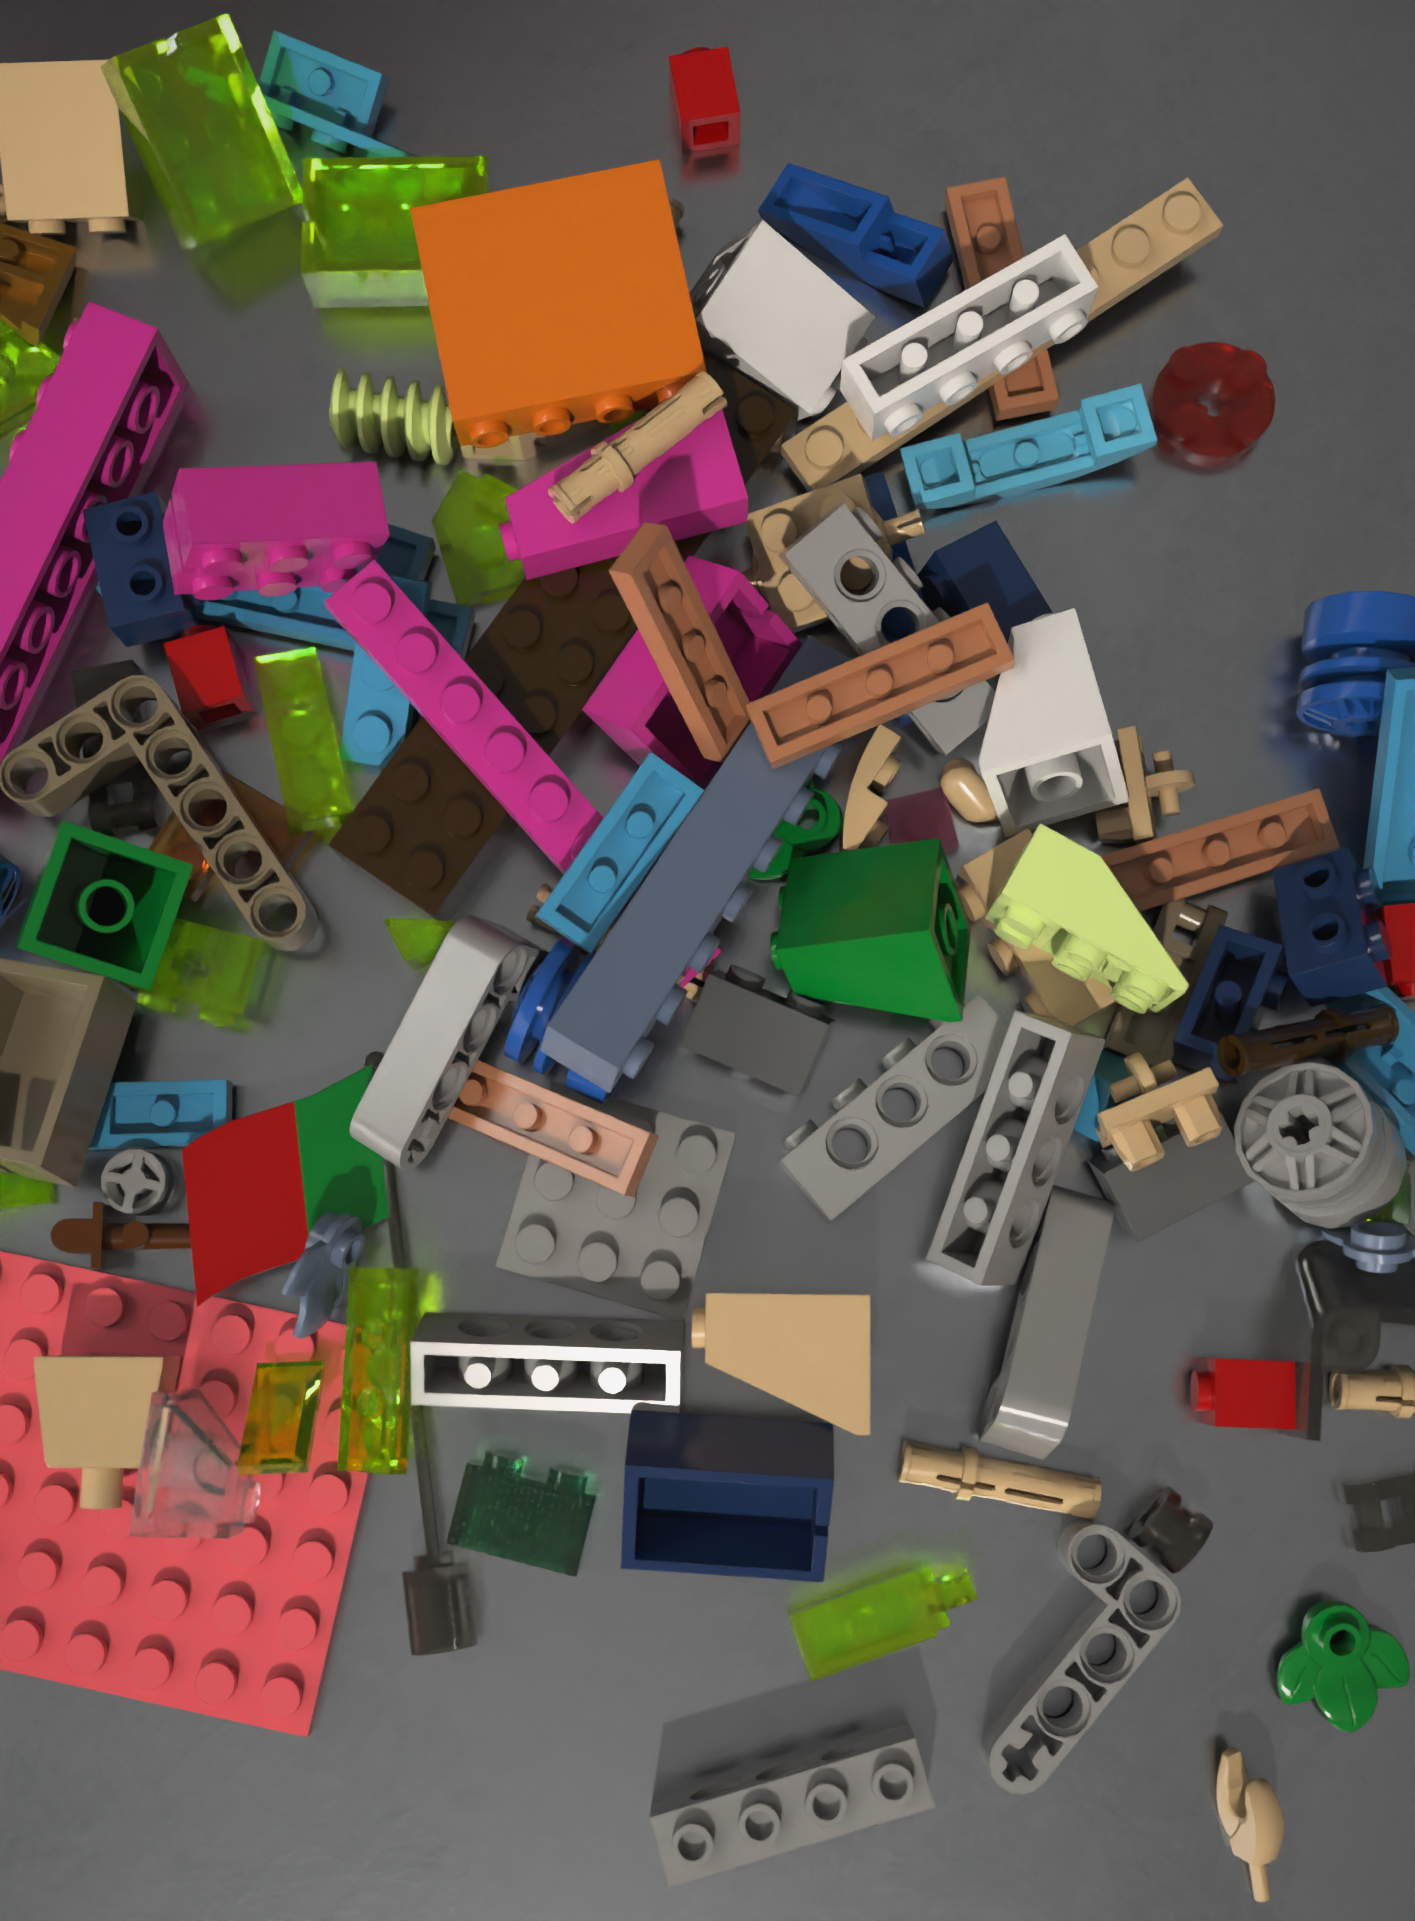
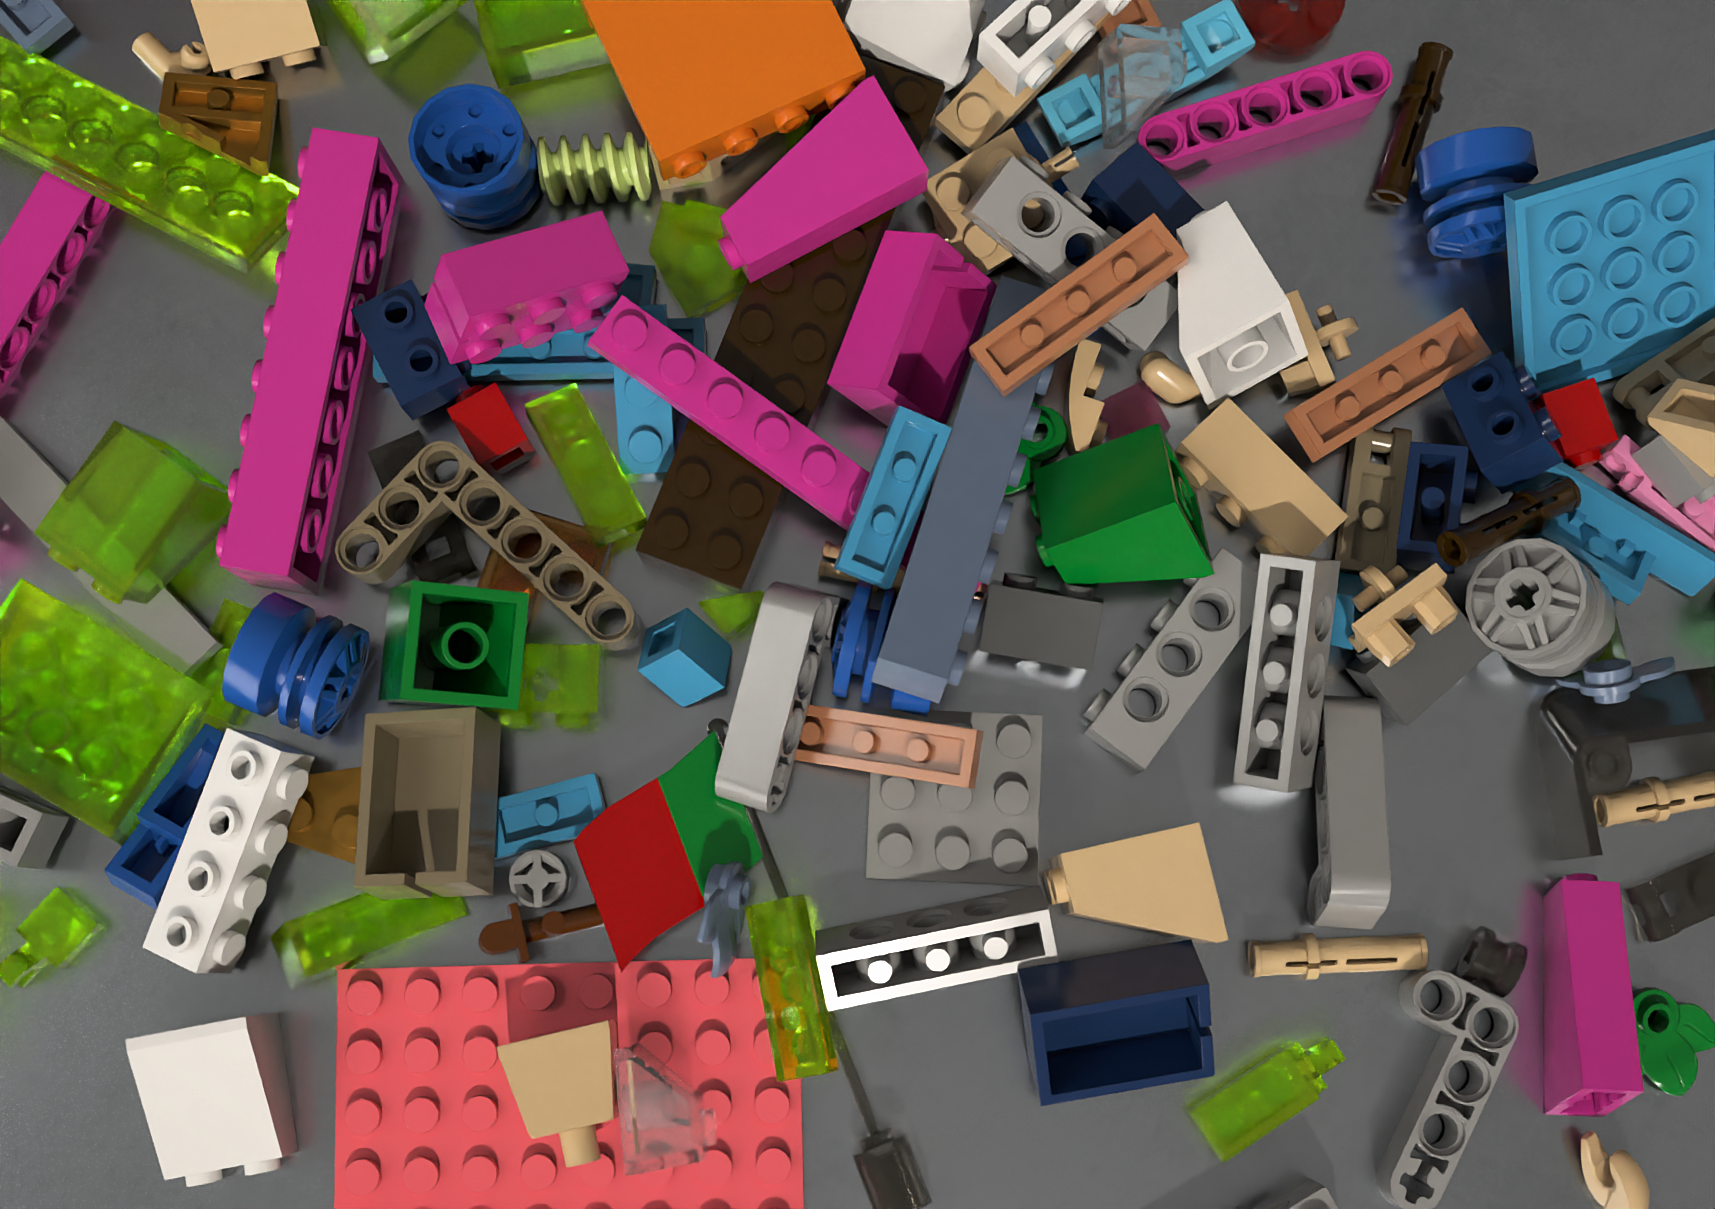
camera: 15 degrees left, 0 degrees up
(264, 373) = (475, 156): none -> blue wheel
(281, 1418) = (722, 1048): clear neon green slope -> none
(358, 976) = (685, 658): none -> dark azure panel
(523, 1513) = (944, 1082): clear green brick -> none
(624, 457) = (810, 166): tan pin -> none
(682, 640) = (908, 304): nougat plate -> none
(1015, 447) = (1137, 76): none -> clear slope
(1081, 915) = (1298, 460): yellowish green slope -> none
(1168, 506) = (1279, 99): none -> dark pink beam
(1245, 1393) = (1526, 831): red brick -> none
(1267, 1599) = (1587, 1000): none -> dark pink slope
(1327, 550) = (1419, 102): none -> dark brown pin

